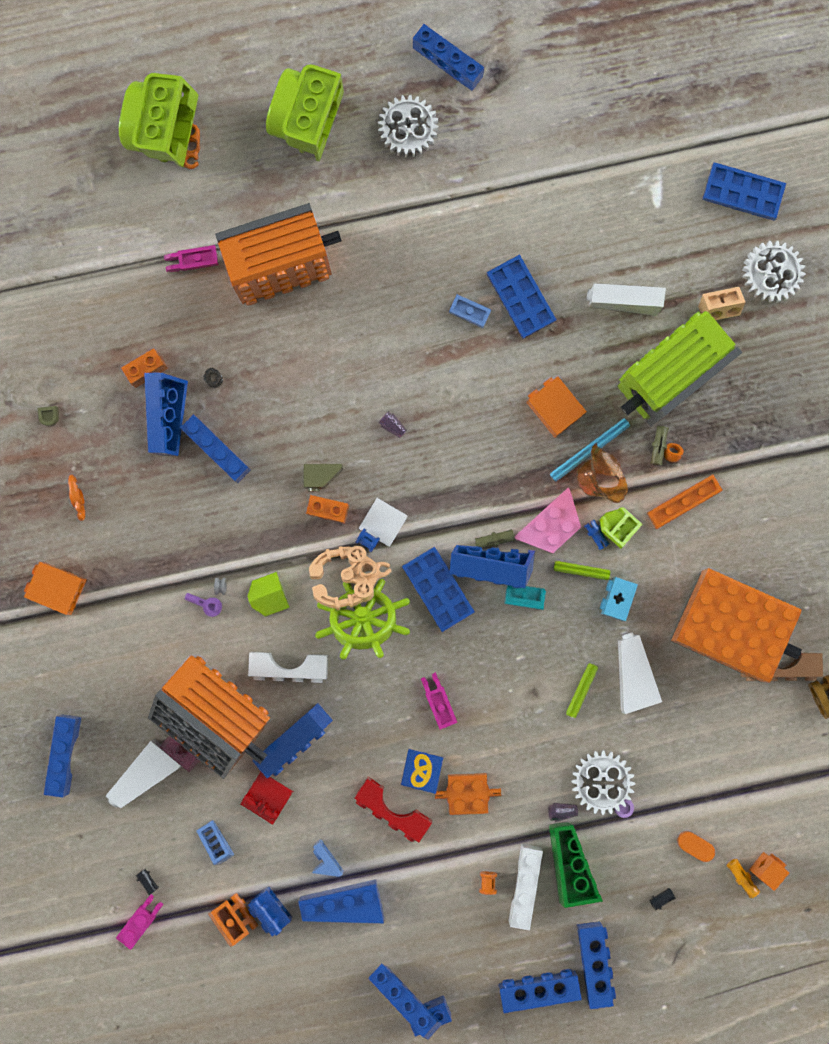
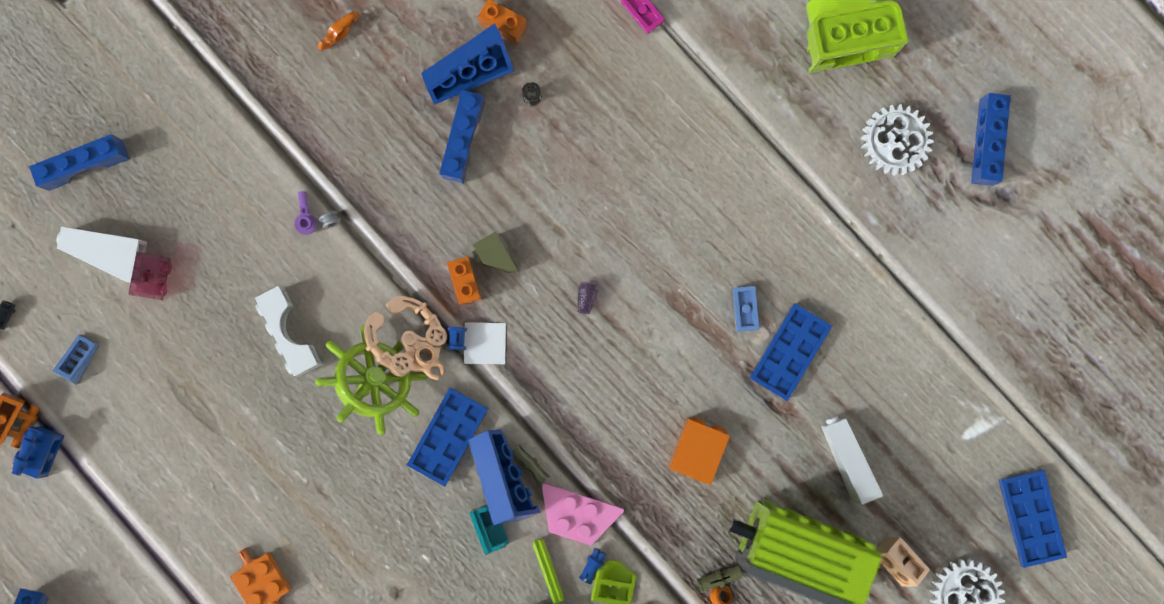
camera: 60 degrees right, 0 degrees up
(54, 588) = (238, 61): orange brick -> none
(209, 717) = (187, 284): orange piece -> none
(266, 798) = (148, 384): red hinge -> none
(267, 595) = (347, 271): lime slope -> none
(276, 254) = (687, 82): orange piece -> none
(294, 740) = (216, 379): blue wedge -> none
(329, 865) = (115, 484): medium blue slope -> none
(344, 904) = (83, 521): blue wedge -> none
(412, 824) = (199, 543): red arch -> none
(422, 771) = (258, 523): blue sticker -> none
(439, 703) = (334, 502): dark pink hinge -> none
(586, 452) = (675, 510): medium azure axle -> none
(606, 464) = (669, 533): clear orange piece -> none

